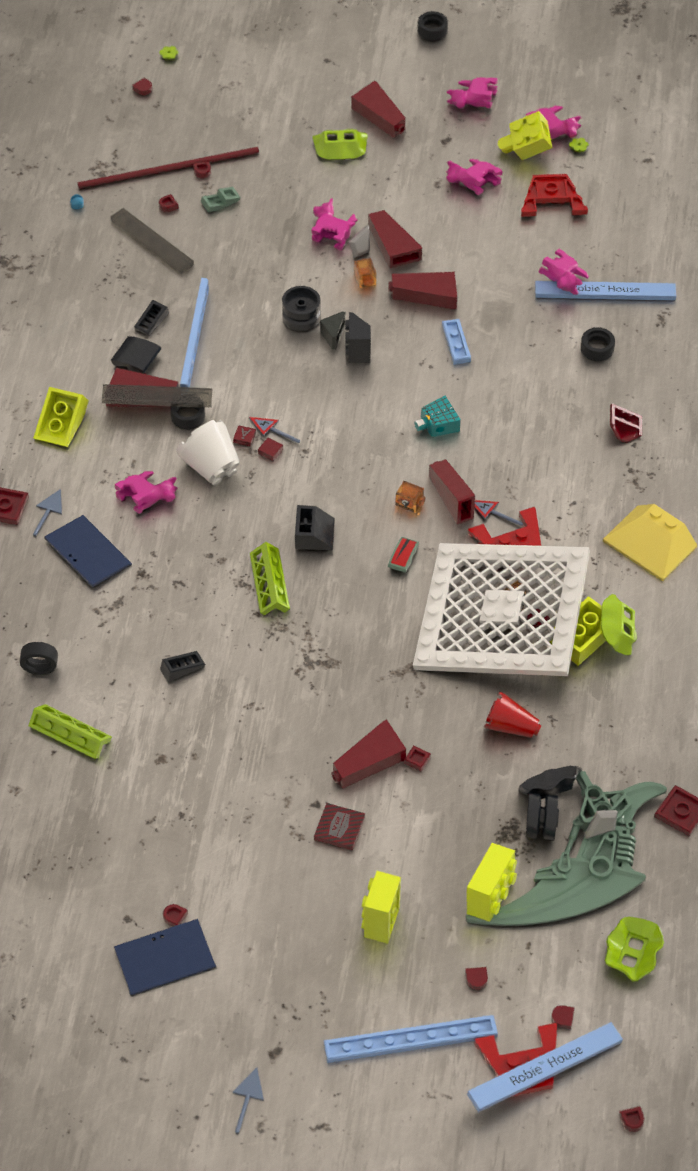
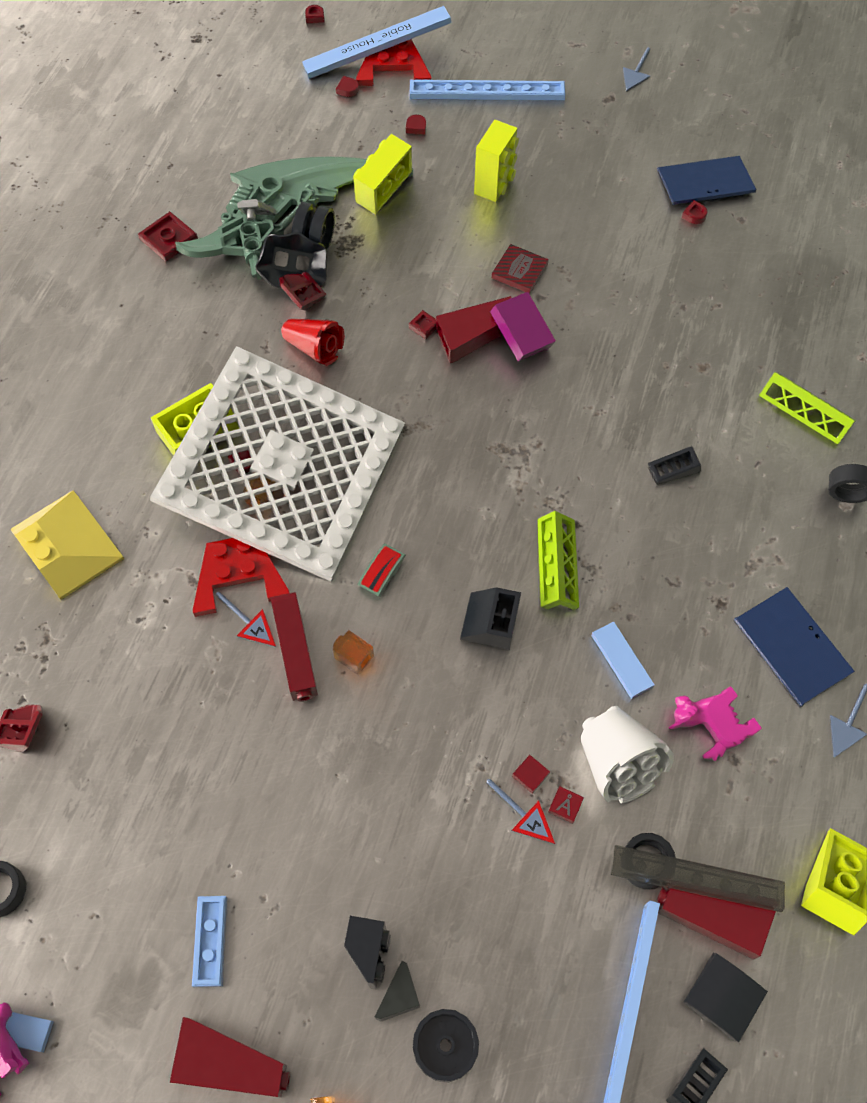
camera: 170 degrees left, 10 degrees up
(214, 523) = (622, 660): none -> light blue tile
(326, 750) = (522, 326): none -> magenta container
(438, 418) = (279, 781): teal torso -> none
(536, 761) = (302, 289): none -> dark red slope
(613, 625) = (151, 419): lime piece -> none
(618, 946) = (258, 114): lime piece -> none

